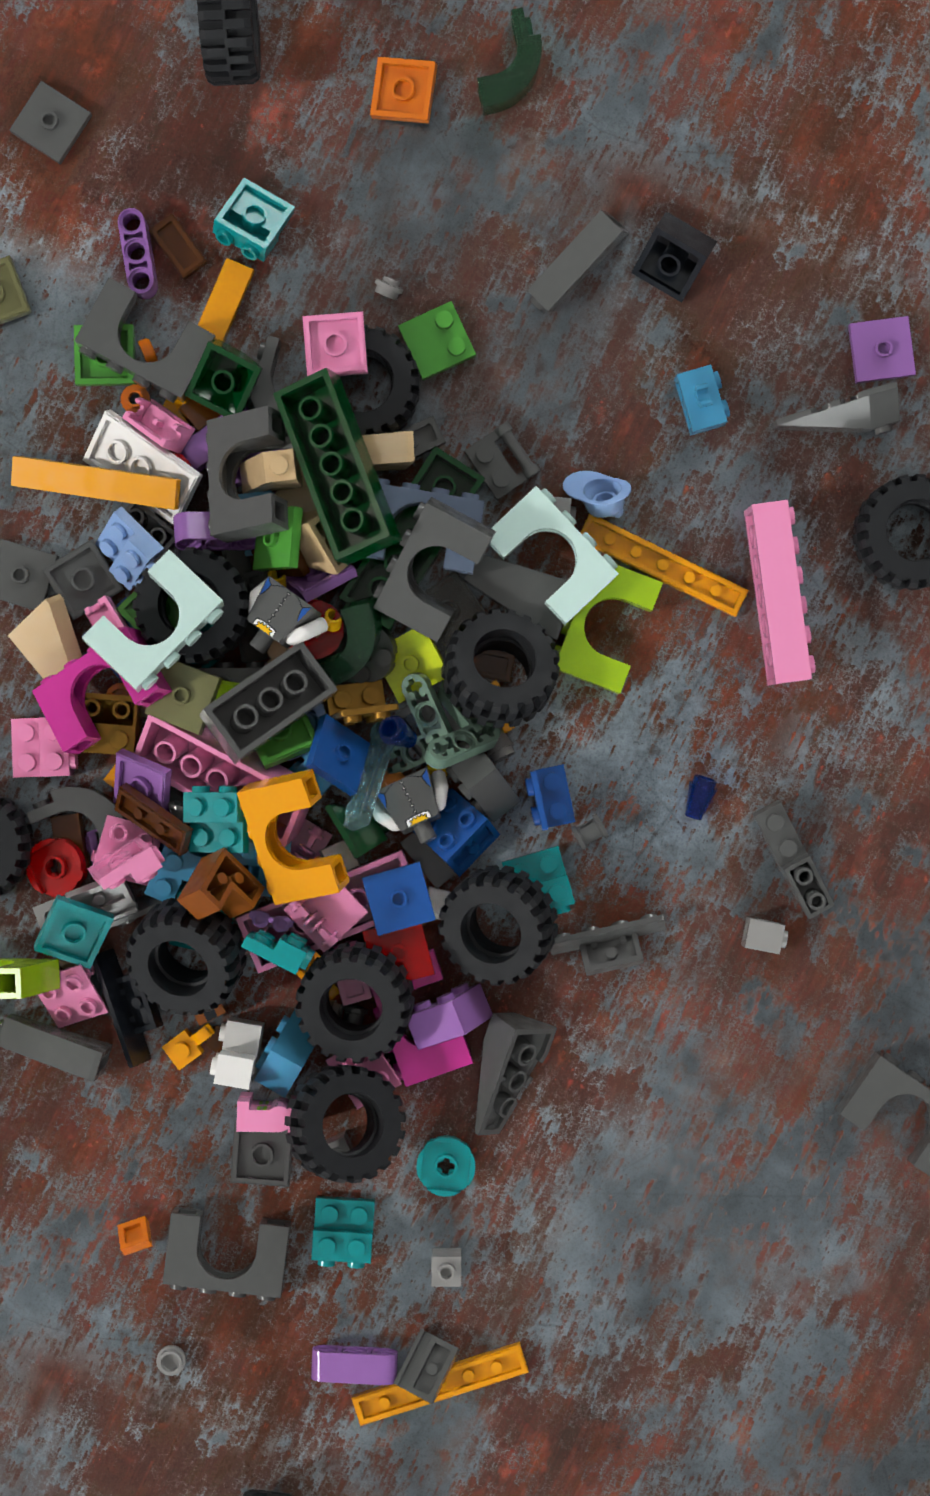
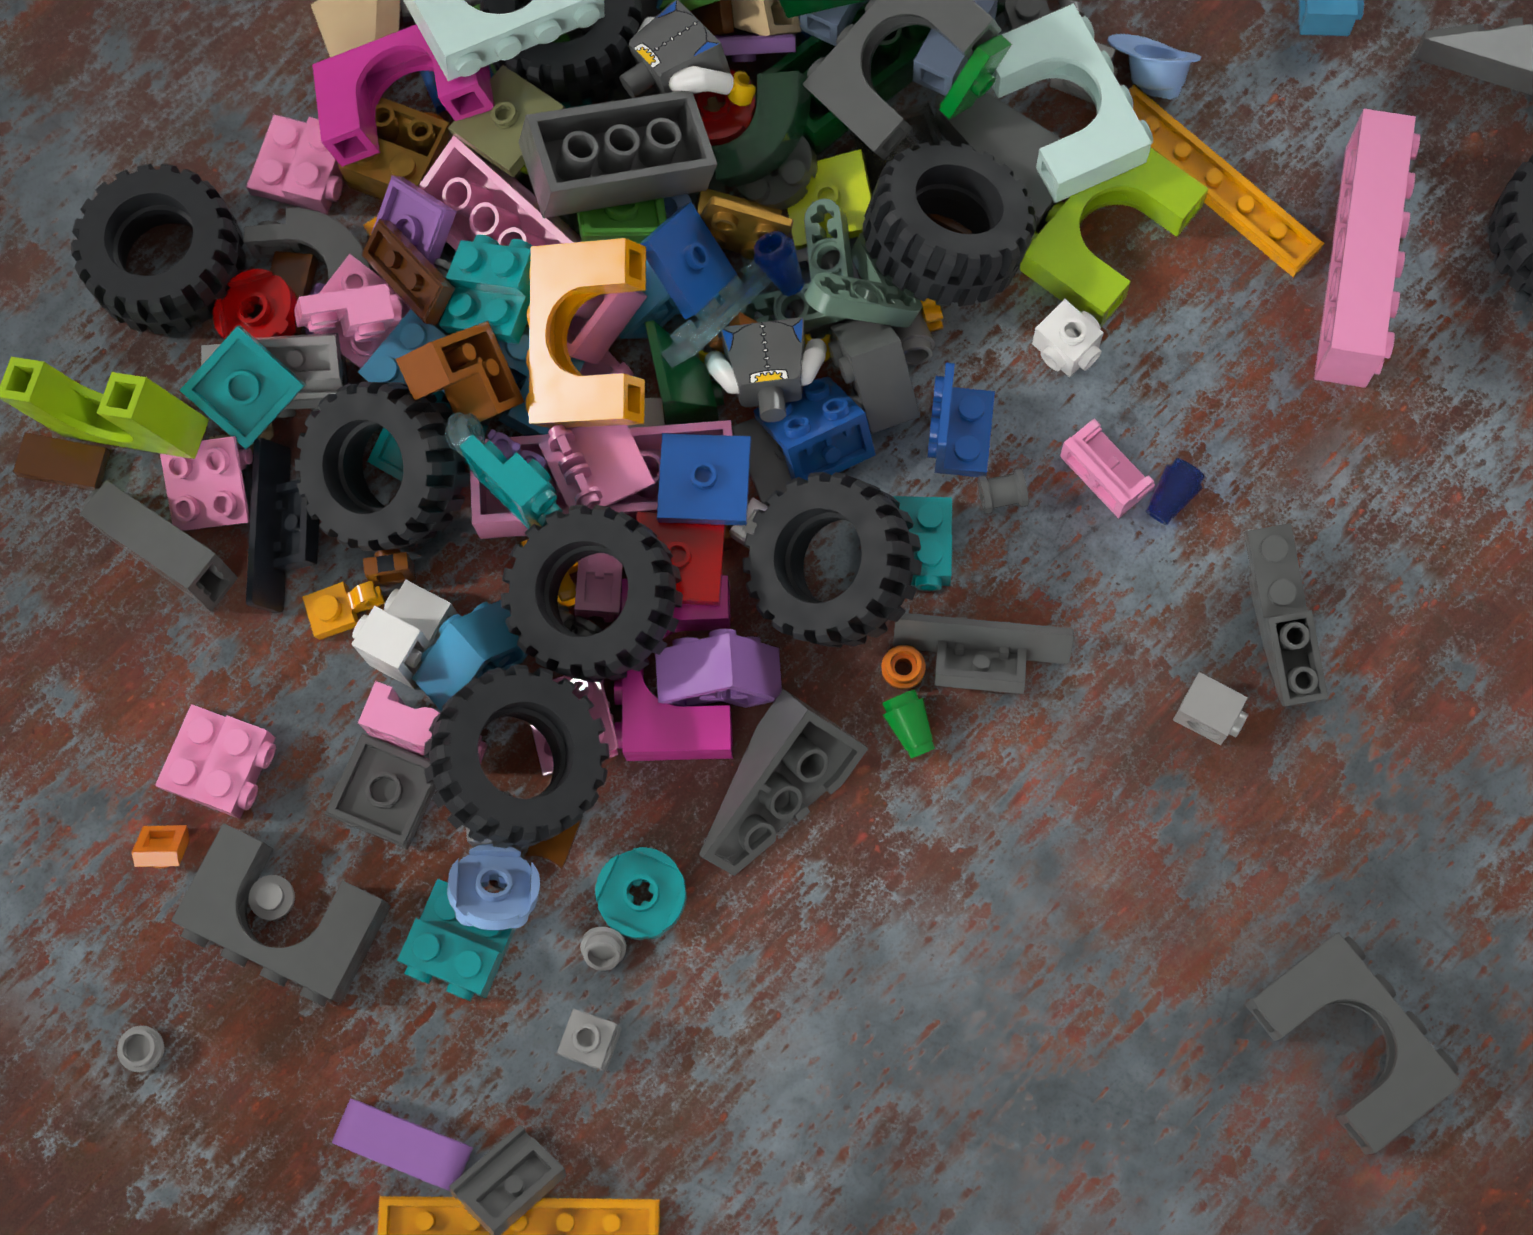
camera: 30 degrees right, 15 degrees down
(148, 1170) = (217, 761): none -> bright pink plate
(216, 1243) = (271, 897): none -> light grey plate
(236, 926) = (461, 428): none -> clear light blue plate
(350, 1212) = (493, 910): none -> light blue plate
(434, 1207) = (603, 948): none -> light grey plate
(488, 564) = (975, 77): none -> green plate
(566, 976) = (903, 654): none -> orange plate
(577, 1003) = (909, 722): none -> green cone
(591, 713) = (1068, 339): none -> white brick
(652, 793) = (1105, 469): none -> bright pink hinge

